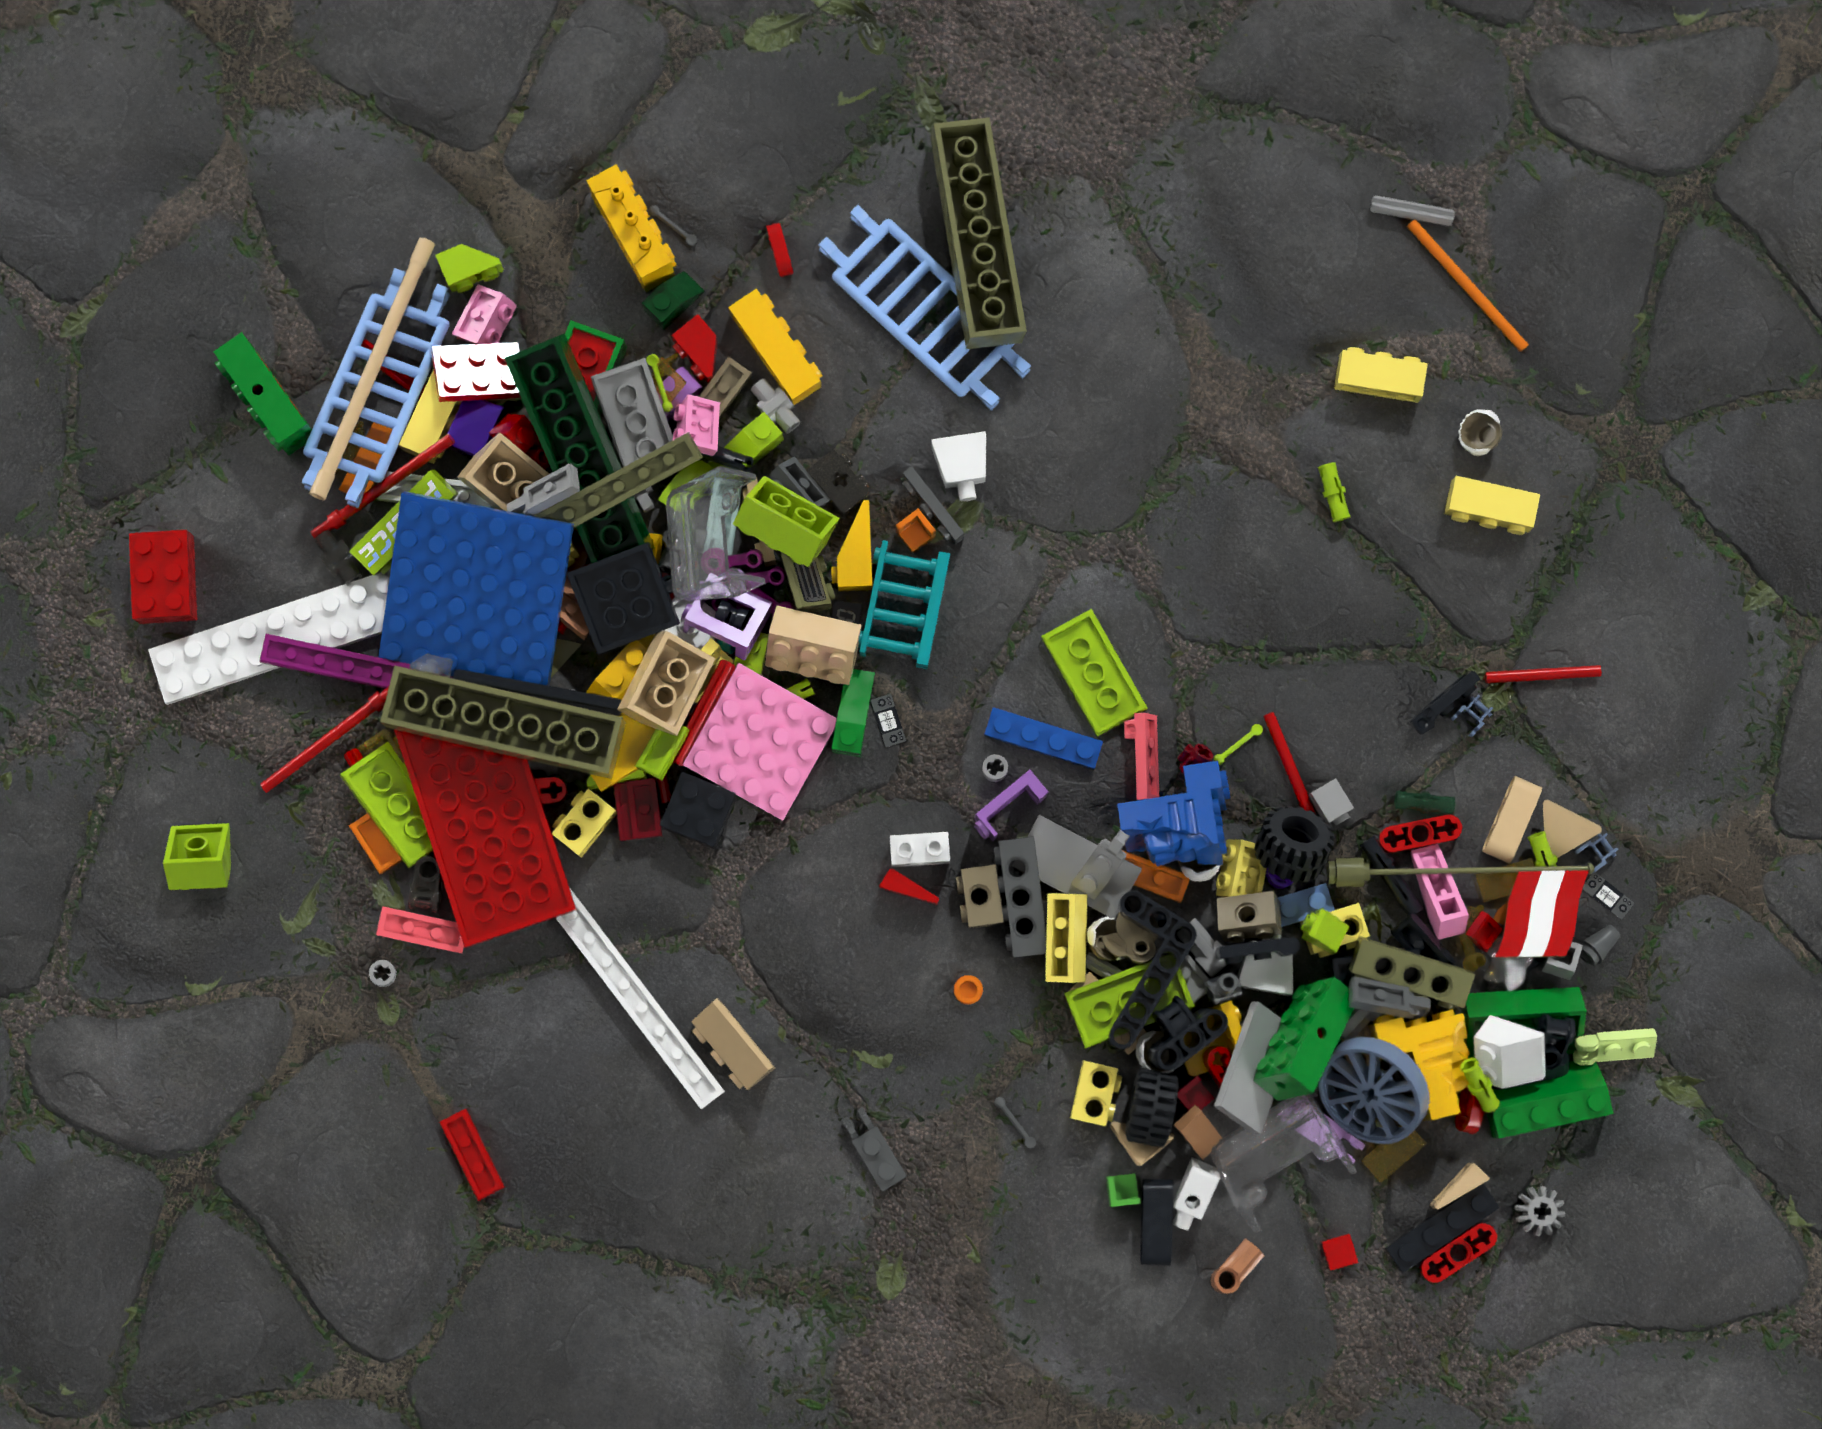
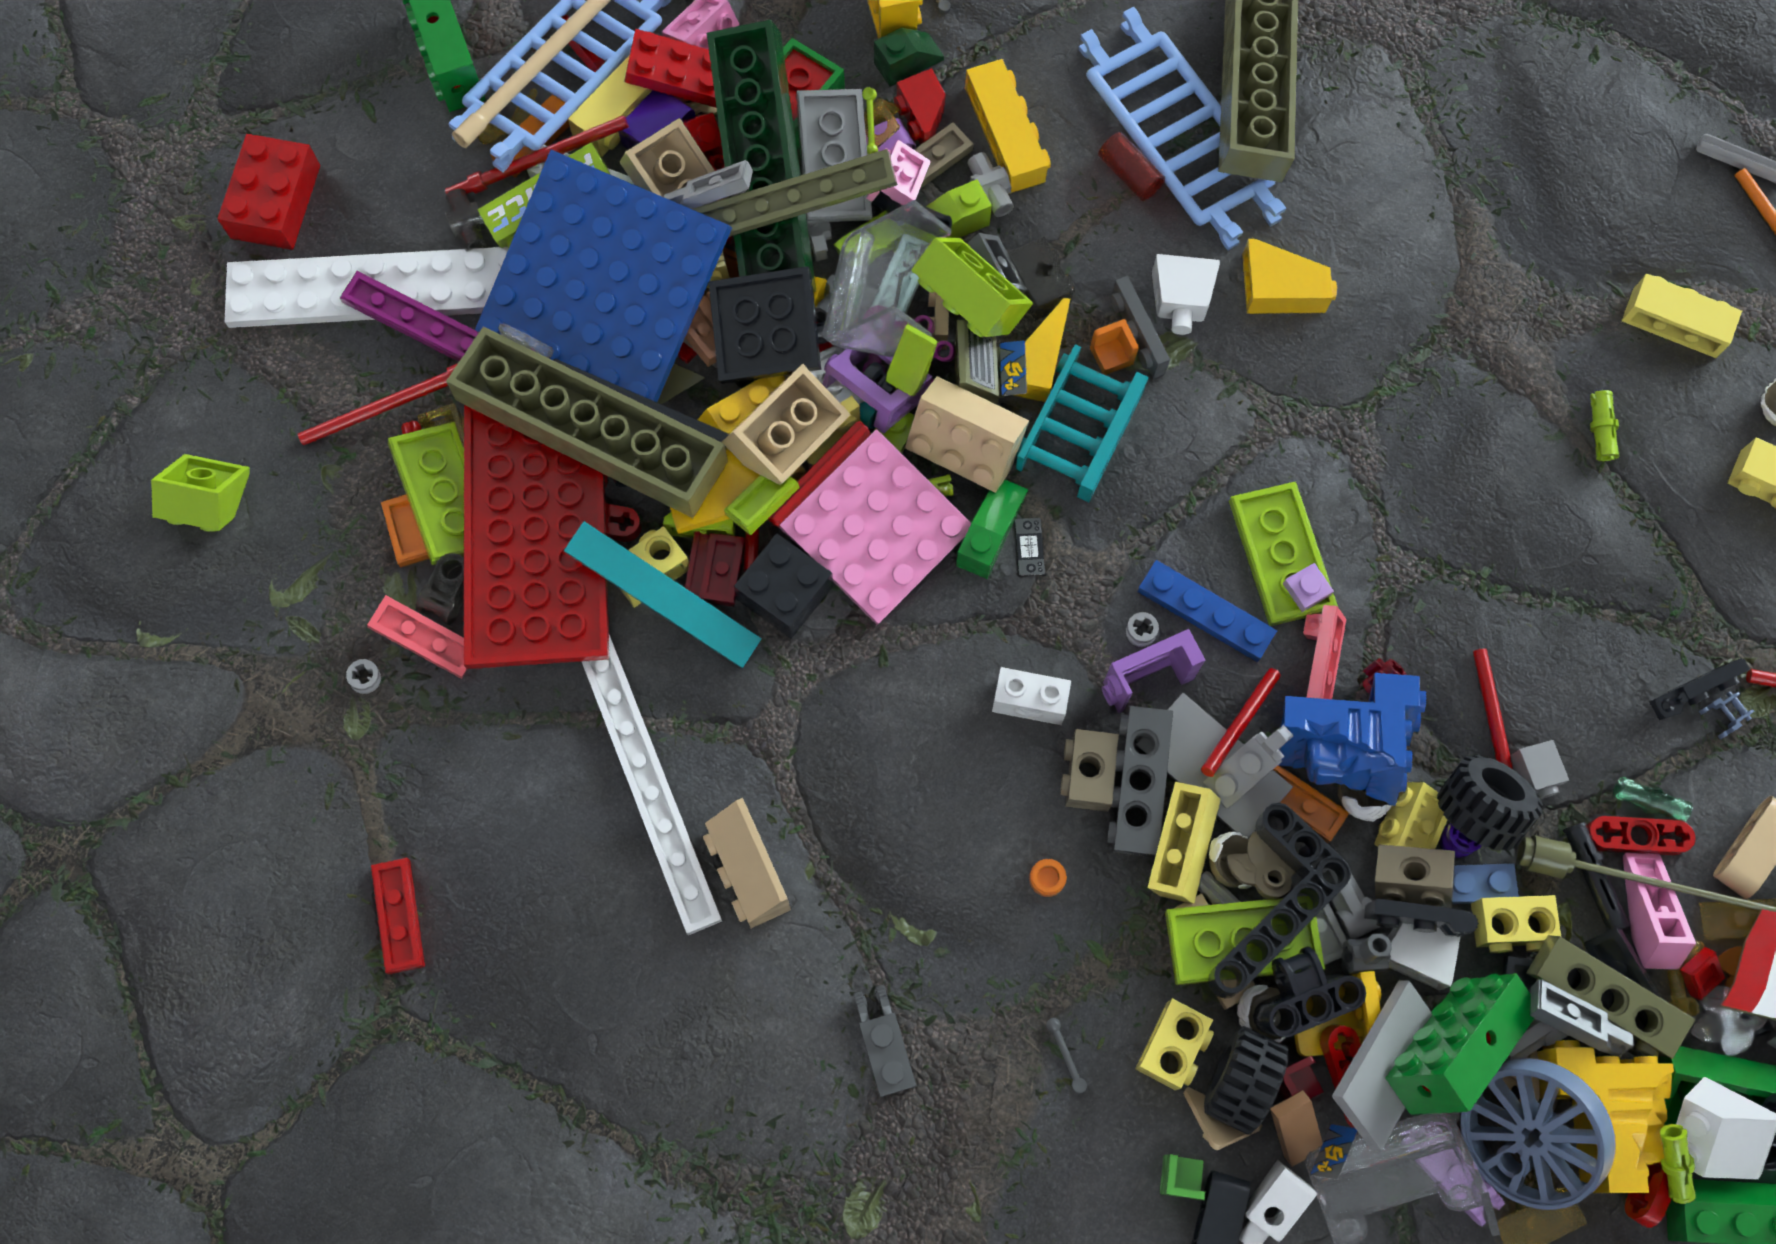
camera: 15 degrees right, 10 degrees down
(604, 846) = (662, 594): none -> teal tile
(753, 603) = (911, 360): none -> lime slope
(779, 249) = (1036, 34): red beam -> none
(836, 575) = (1013, 368): none -> sticker
(891, 357) = (1131, 166): none -> clear red pin
(901, 885) = (1000, 733): red slope -> none
(1044, 432) = (1284, 281): none -> yellow slope
(1089, 827) = (1240, 722): none -> red bar
(1119, 699) = (1308, 587): none -> lavender plate
(1229, 1142) = (1334, 1152): none -> sticker
(1256, 730) = (1459, 666): lime hinge -> none
(1324, 930) = (1511, 913): lime slope -> none

